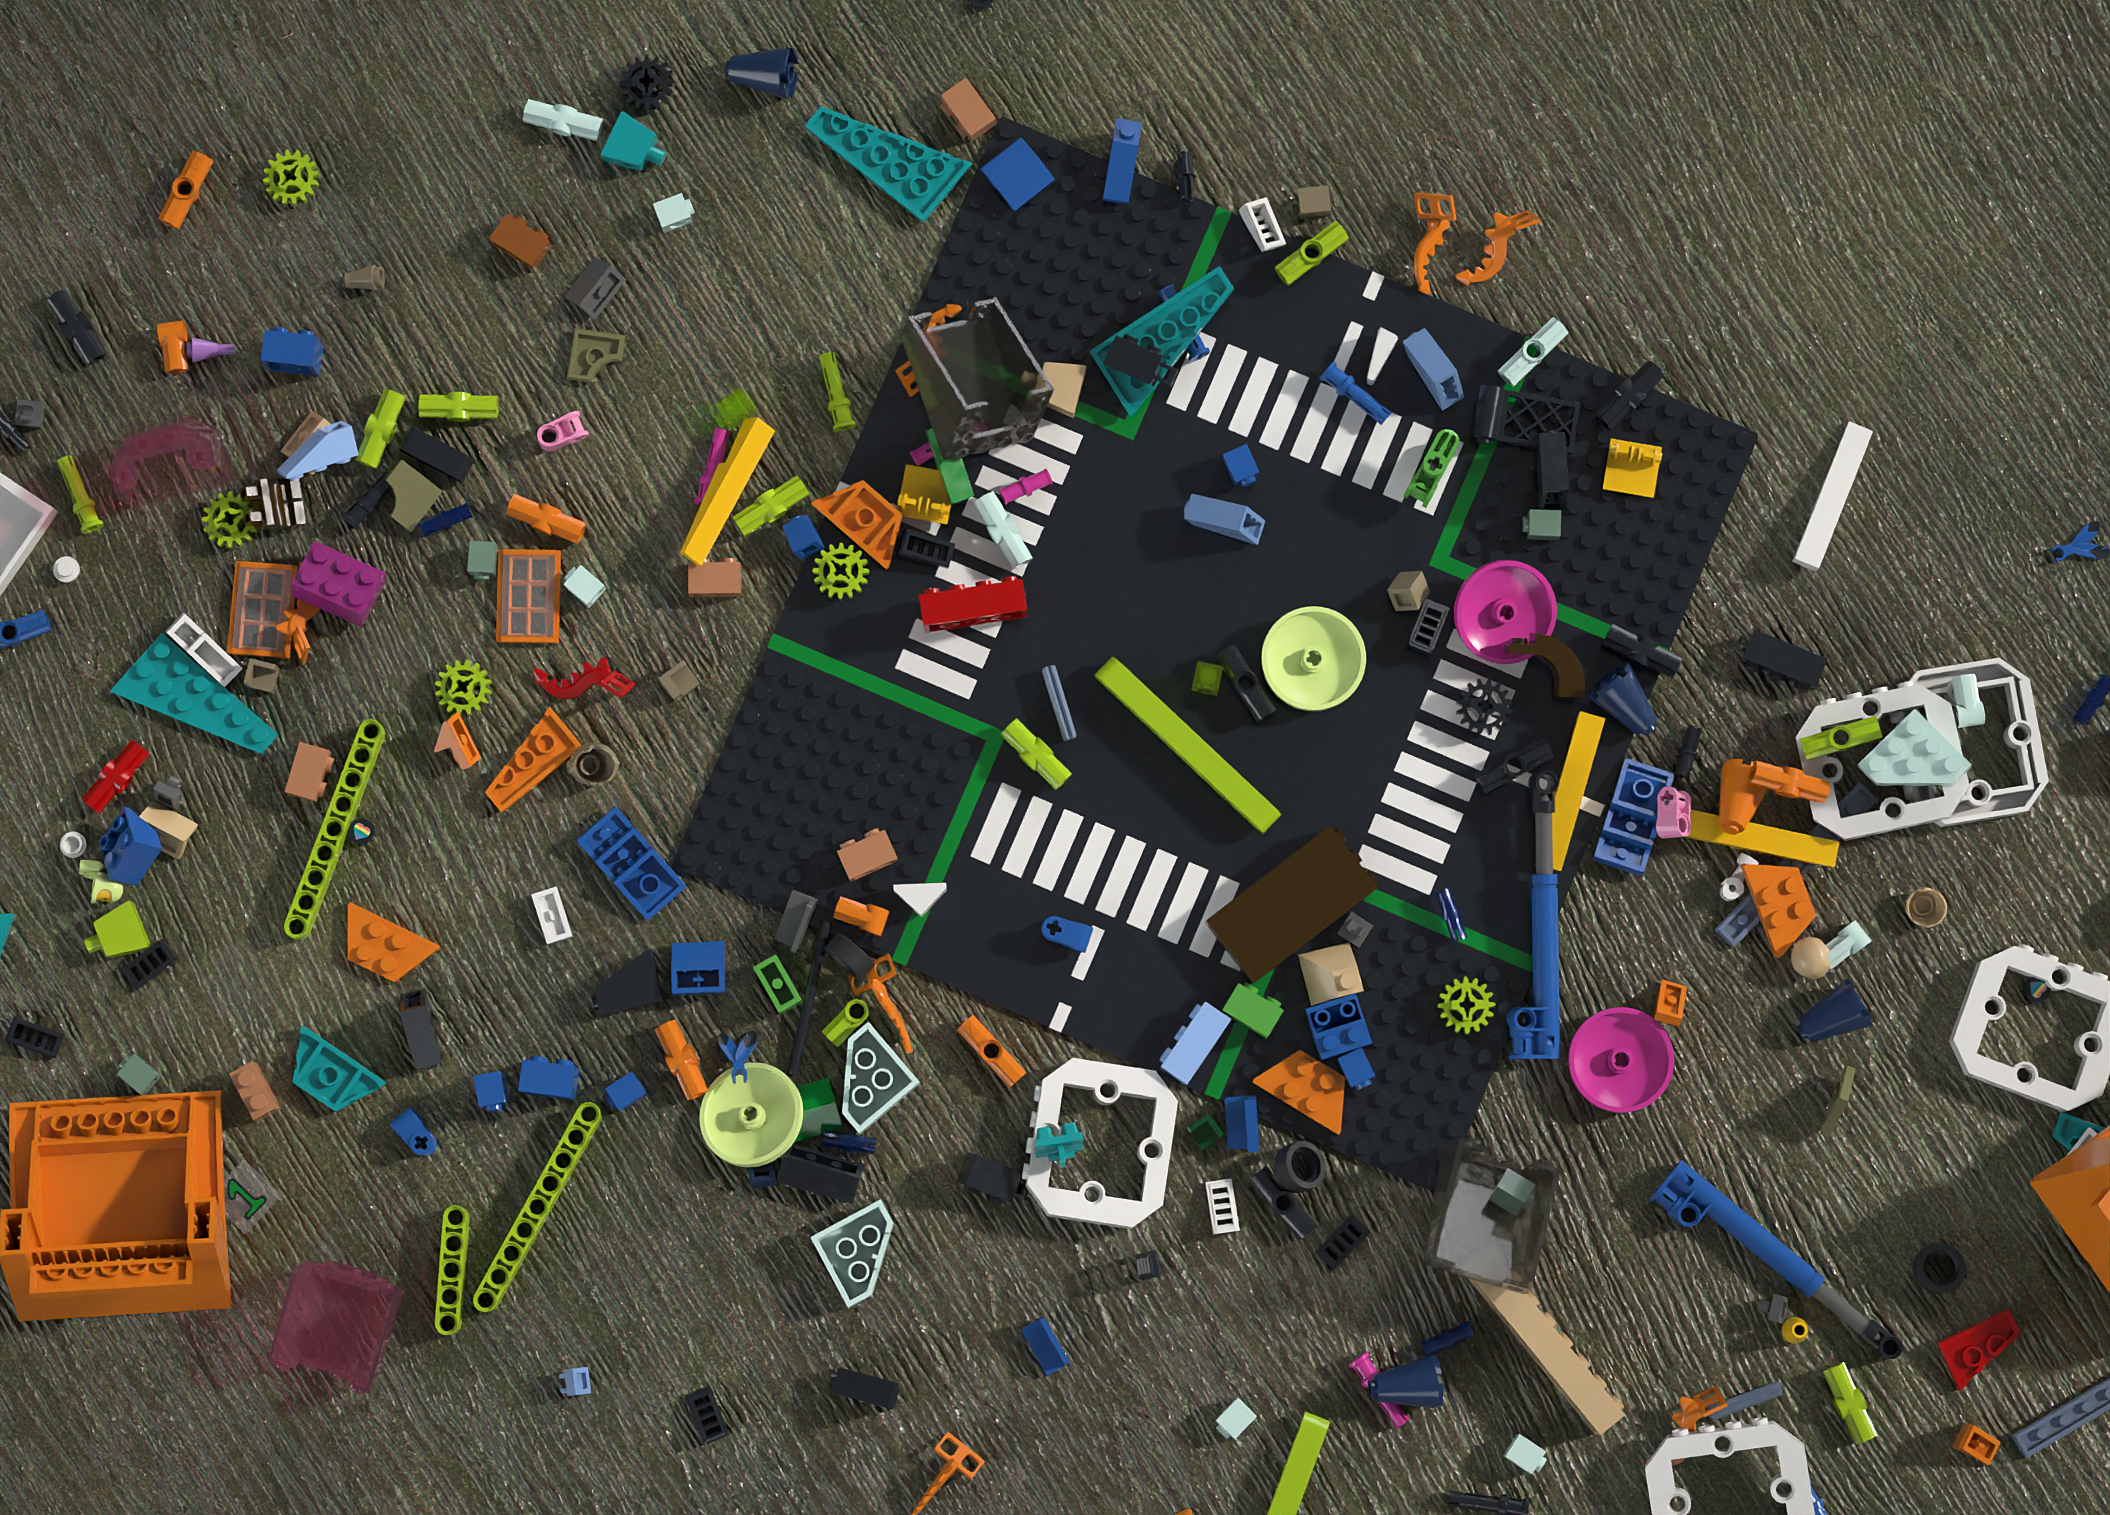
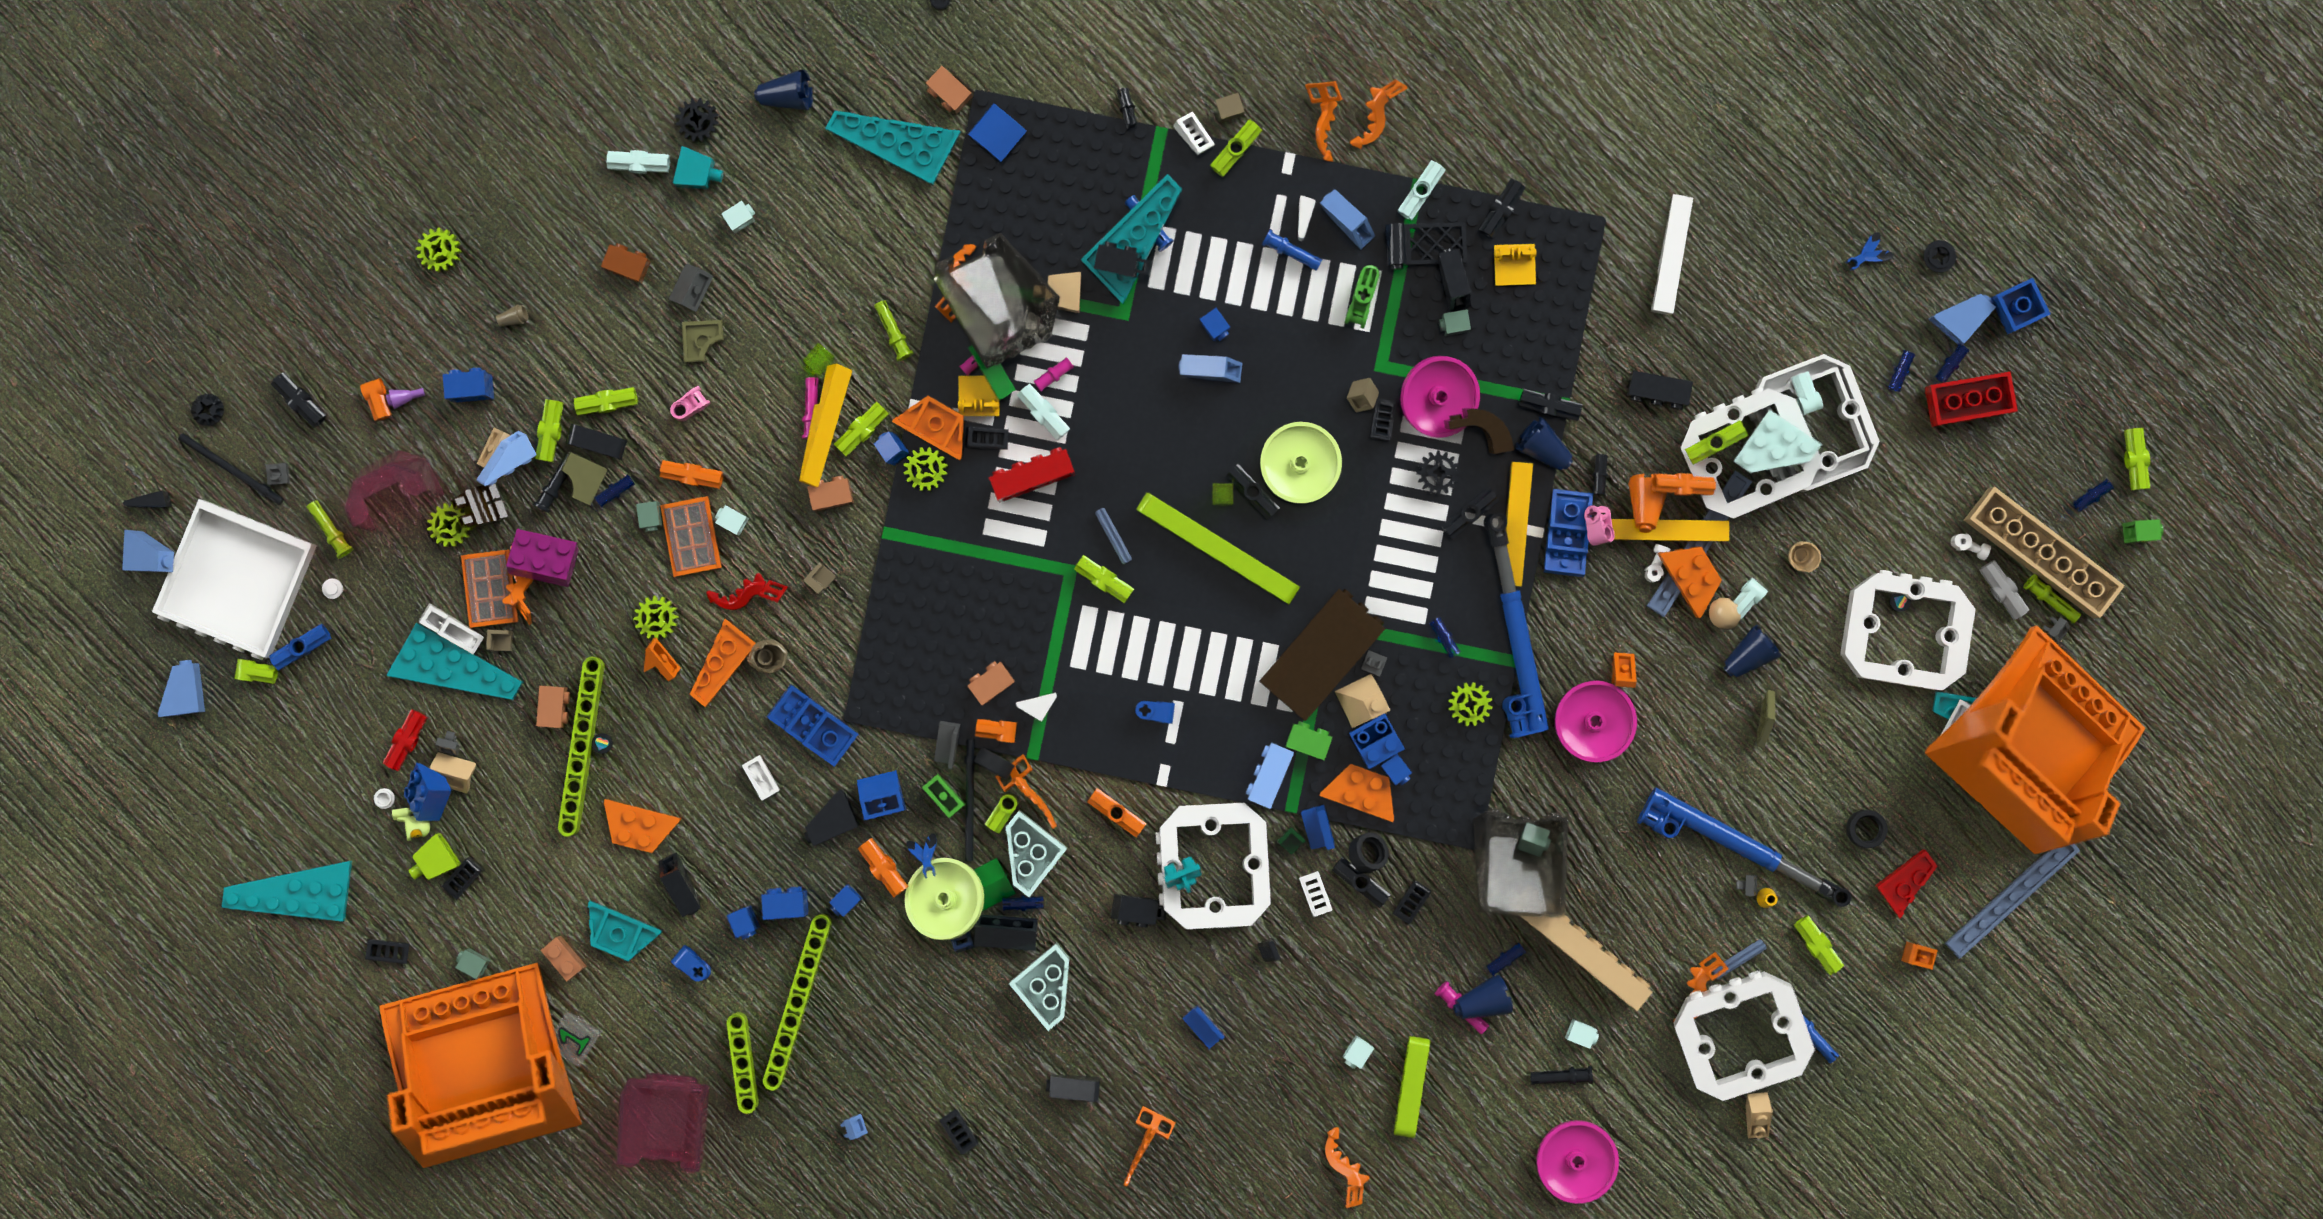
camera: 10 degrees left, 5 degrees up
(193, 175) = (356, 289): orange piece -> none
(1122, 161) = (1075, 106): blue slope -> none

